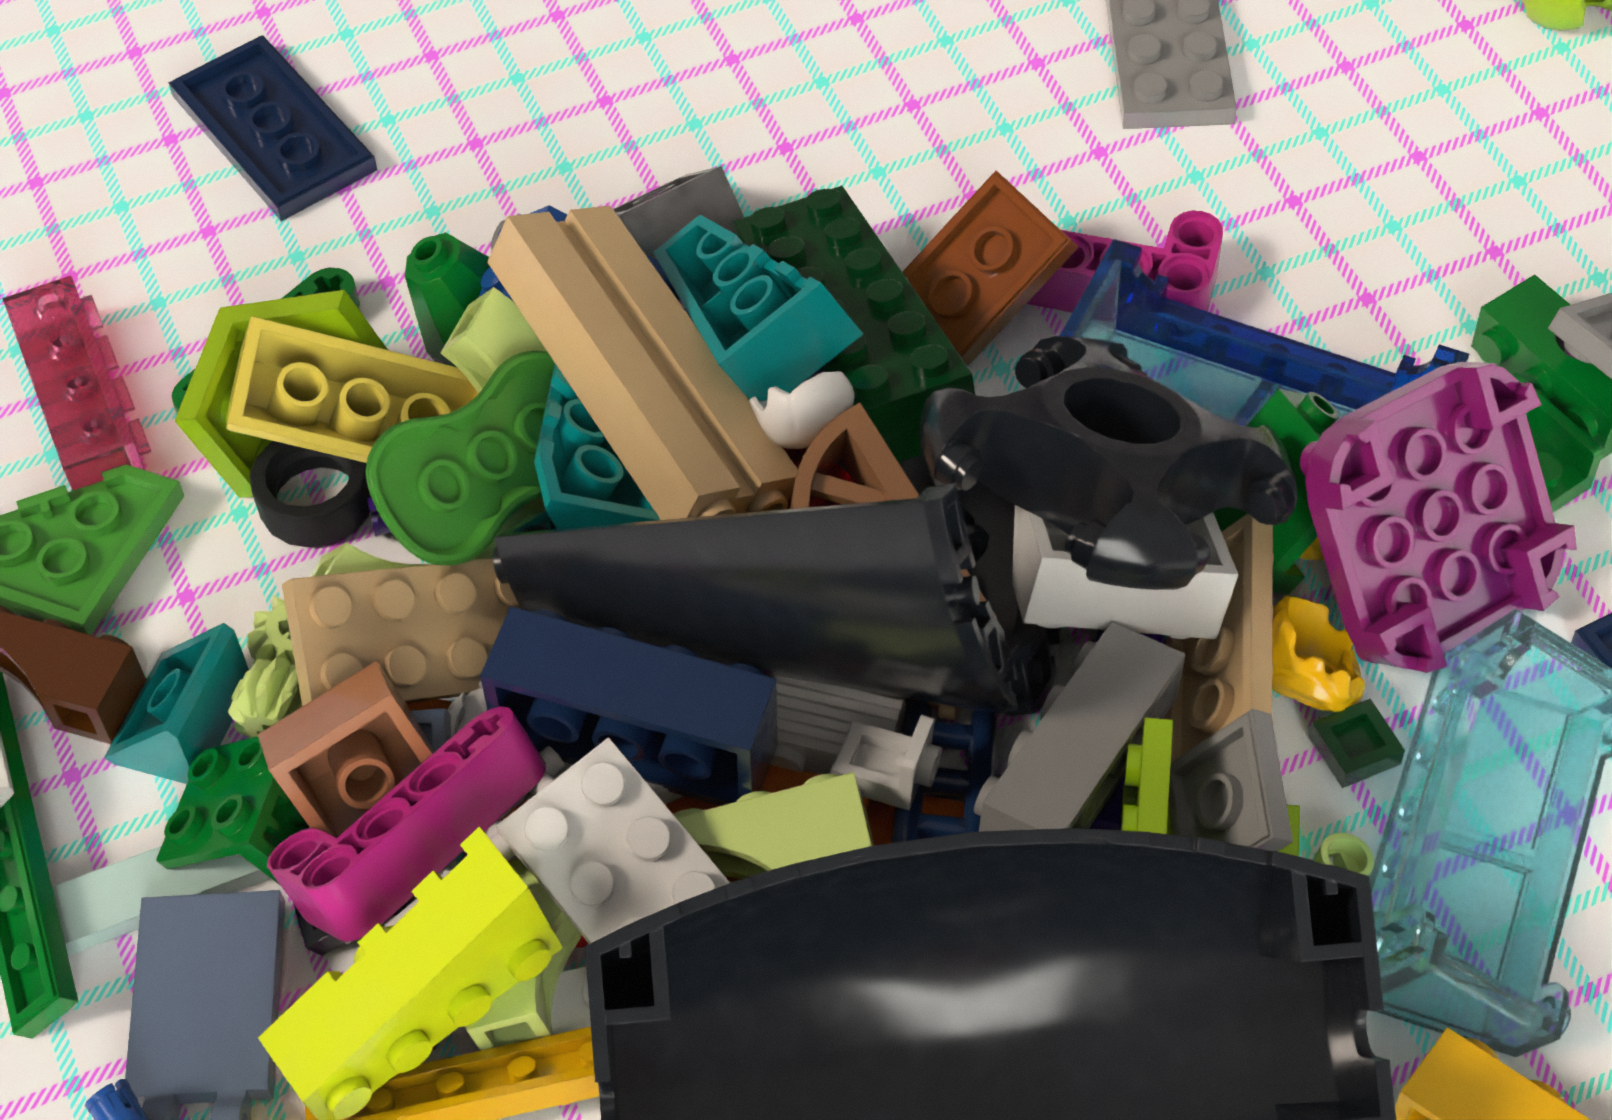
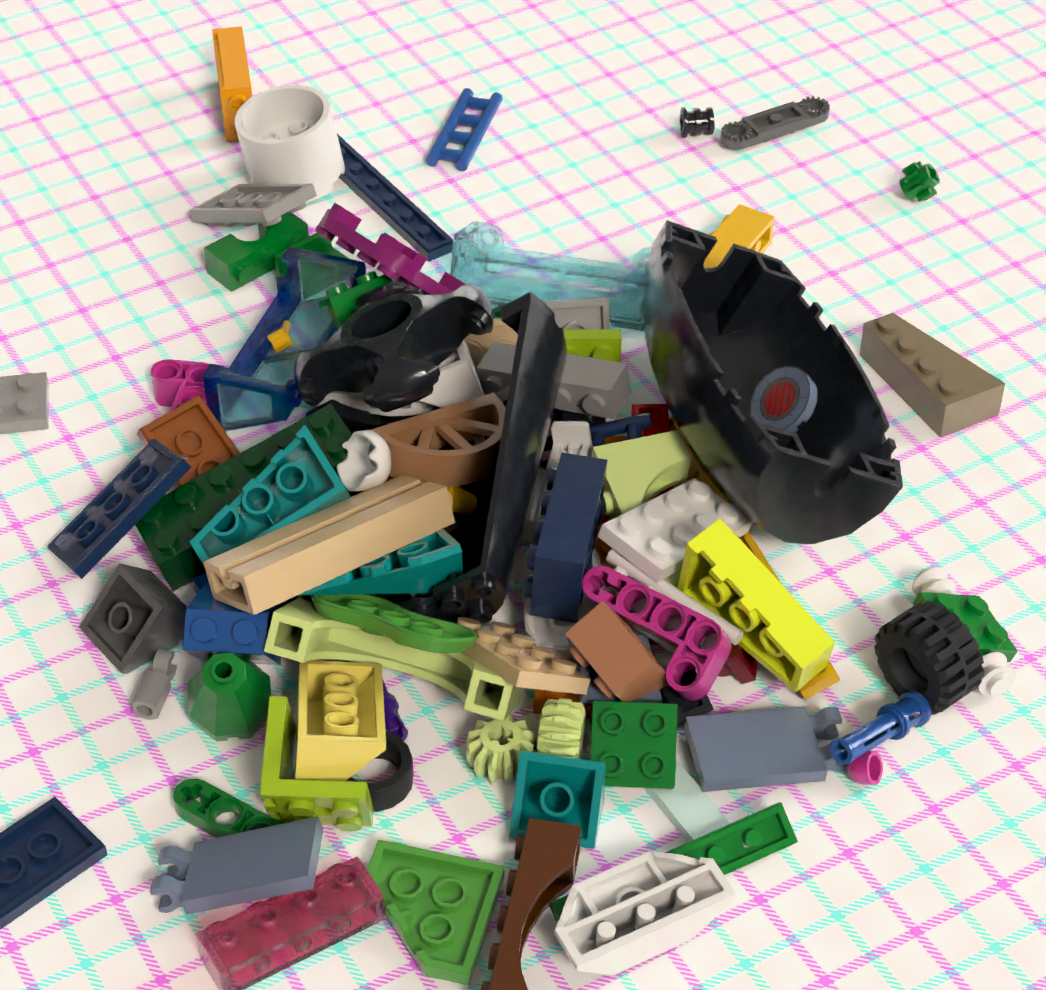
camera: 100 degrees left, 10 degrees down
(156, 323) = (240, 867): none -> sand blue tile
(858, 172) = (118, 507): none -> dark blue tile
(1290, 382) = (280, 339): none -> yellow hand

